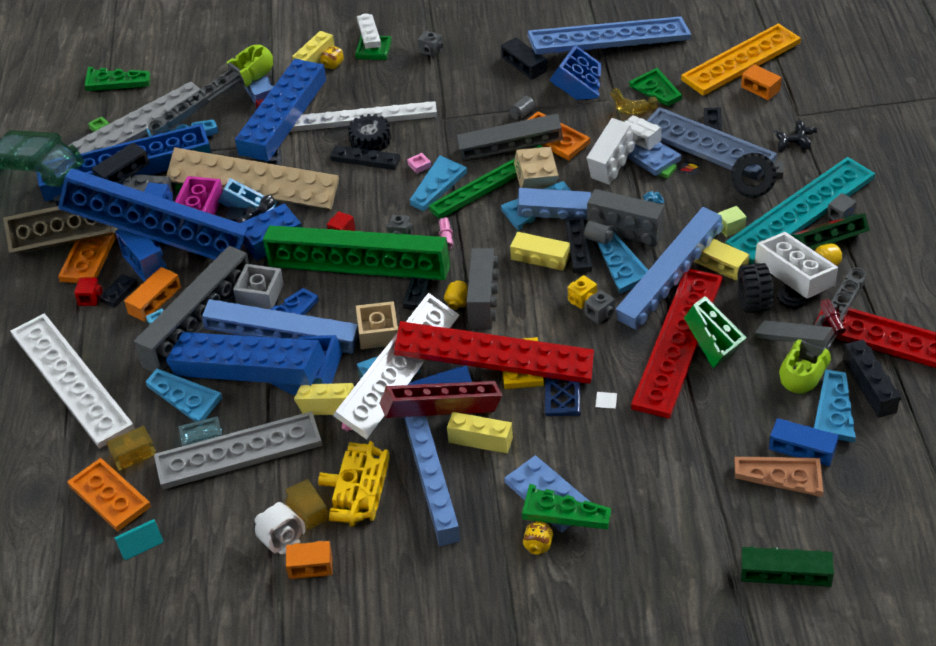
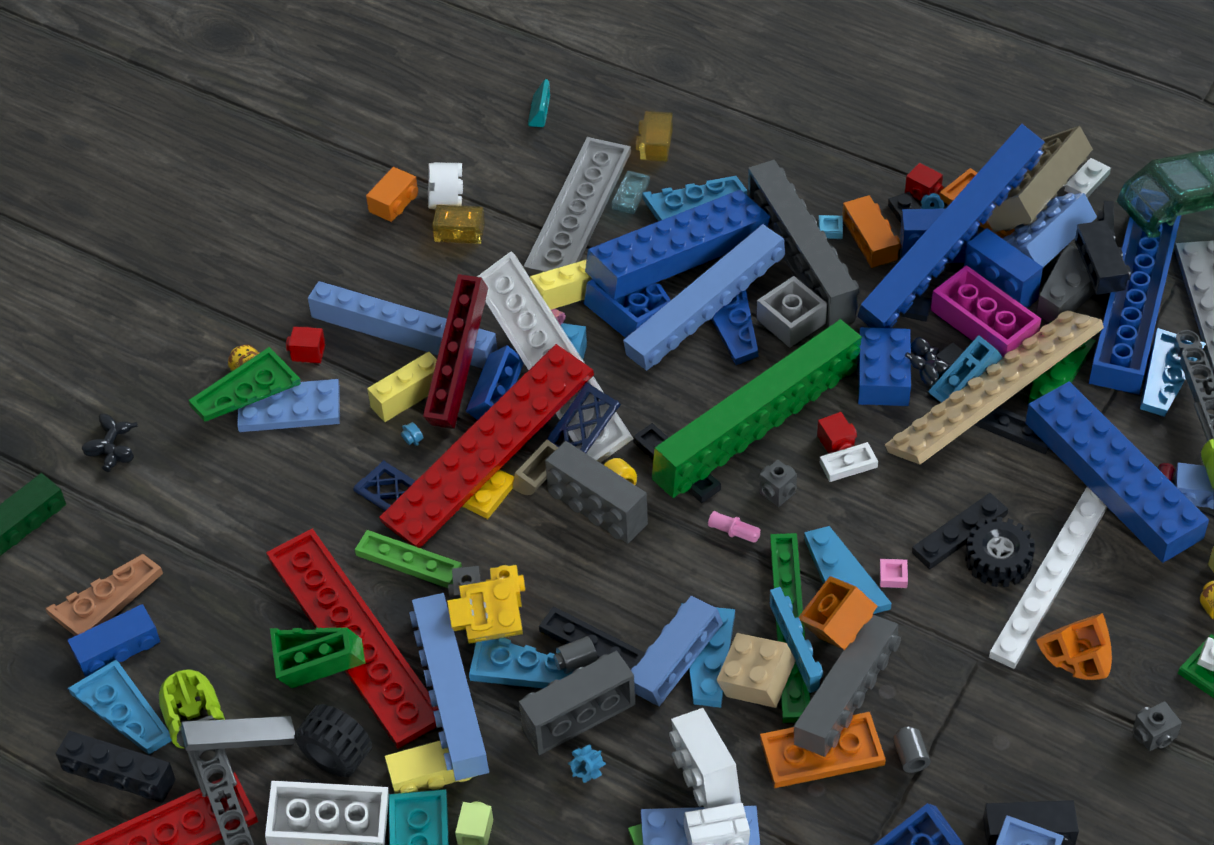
camera: 125 degrees right, 5 degrees up
(72, 380) = (800, 130): white plate -> none
(105, 279) = (932, 198): none -> dark azure plate
(109, 494) = (614, 104): orange plate -> none
(348, 490) = (436, 263): yellow piece -> none
(362, 216) = (848, 462): none -> white plate
(376, 324) = (634, 378): tan brick -> none
(406, 84) = (1080, 648): none -> orange brick
(415, 314) = (576, 406): none -> dark blue window
(474, 151) = (837, 612): none -> orange brick
(486, 324) = (533, 471): none -> dark tan brick
(492, 513) = (306, 344): none -> red brick
(501, 164) = (792, 632): none -> dark azure plate
(513, 410) = (411, 434): none -> dark azure plate
(540, 251) = (614, 594): light yellow brick -> none
(604, 351) = (406, 558): none -> bright green plate
(606, 400) = (350, 526): white sticker -> none
(610, 276) = (486, 610): none -> yellow piece
(683, 569) = (100, 446): none -> black piece
(832, 317) = (209, 772): dark red axle -> none

